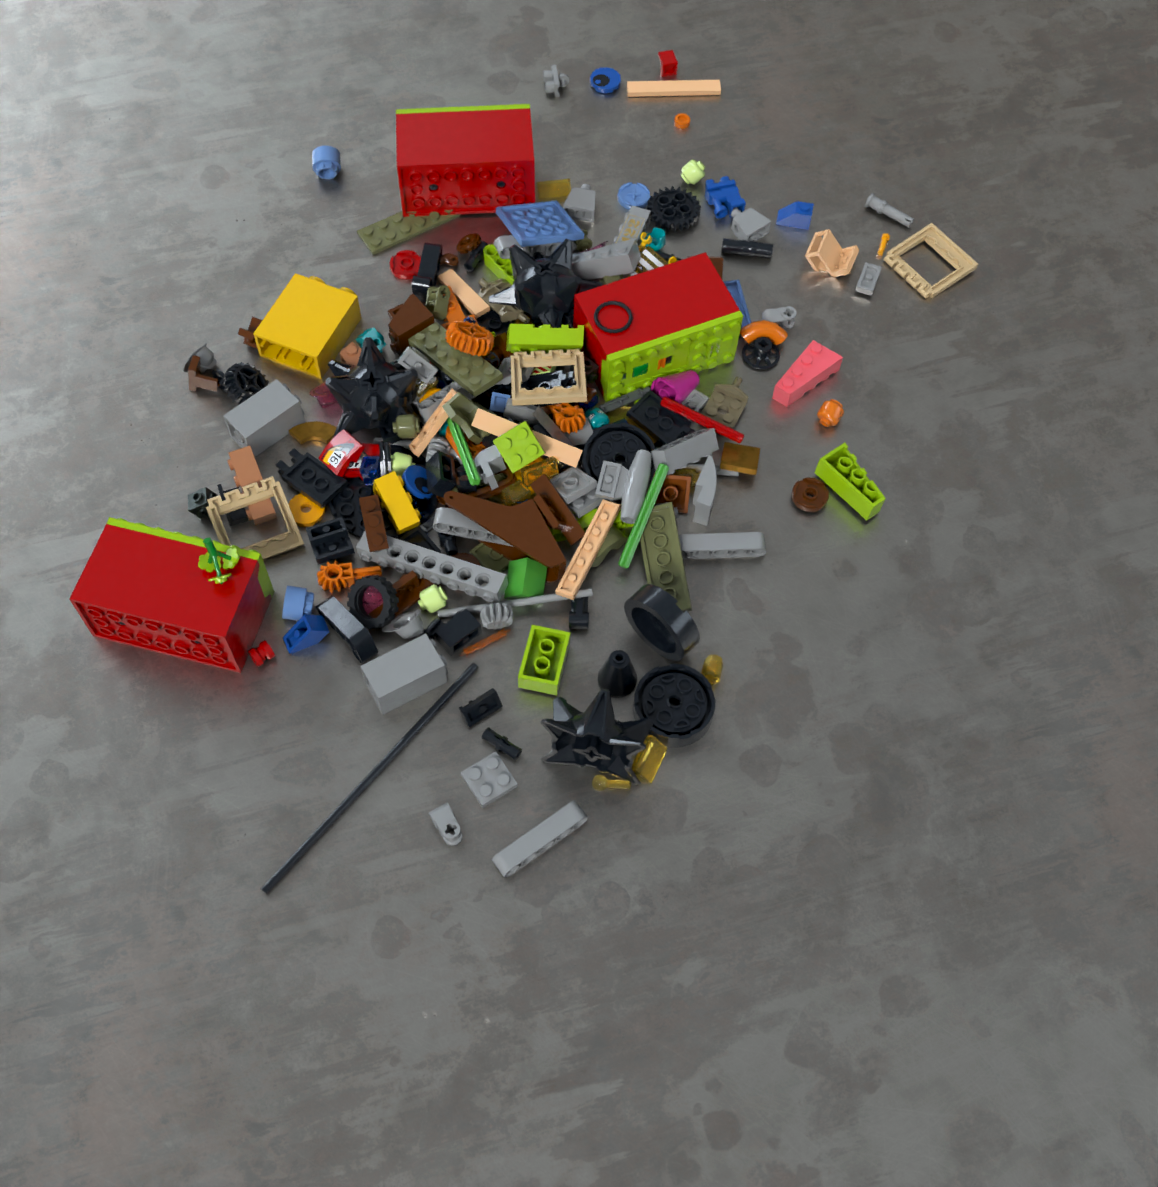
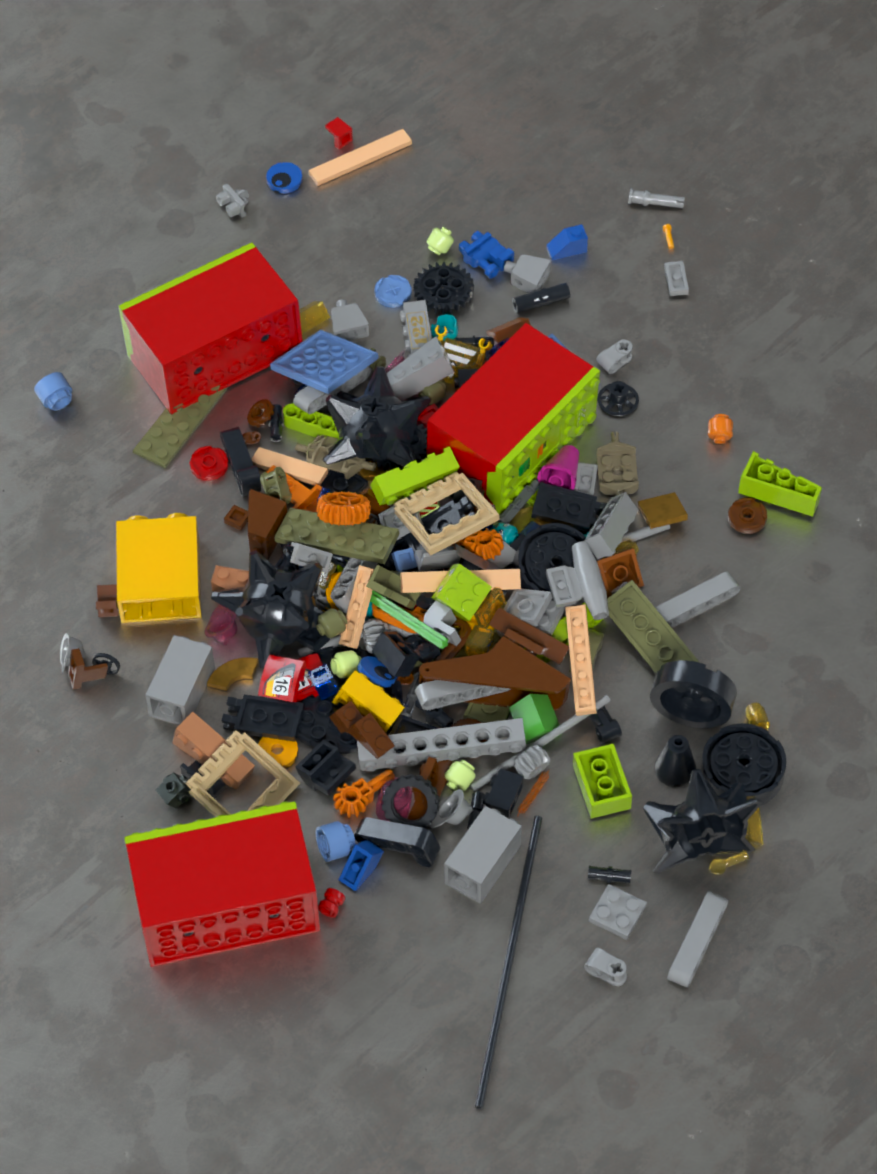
camera: 25 degrees left, 5 degrees down
(211, 561) = (271, 820): lime plant -> none
(240, 376) = (137, 656): black gear -> none
(376, 336) = (231, 556): teal brick -> none
(385, 457) = (334, 664): black axle -> none
(481, 707) = (570, 852): black plate -> none
(613, 330) = (475, 440): black tyre -> none
(643, 516) = (613, 606): bright green axle -> none
(682, 121) = (391, 189): orange tile -> none
(702, 419) = (607, 489): red axle -> none
(705, 492) = (653, 557): light grey slope -> none
(763, 329) = (615, 372): orange cylinder -> none
(806, 372) = (676, 394): coral wedge -> none
(829, 256) = (627, 271): light nougat piece -> none
(945, 247) = (732, 215): tan hinge -> none

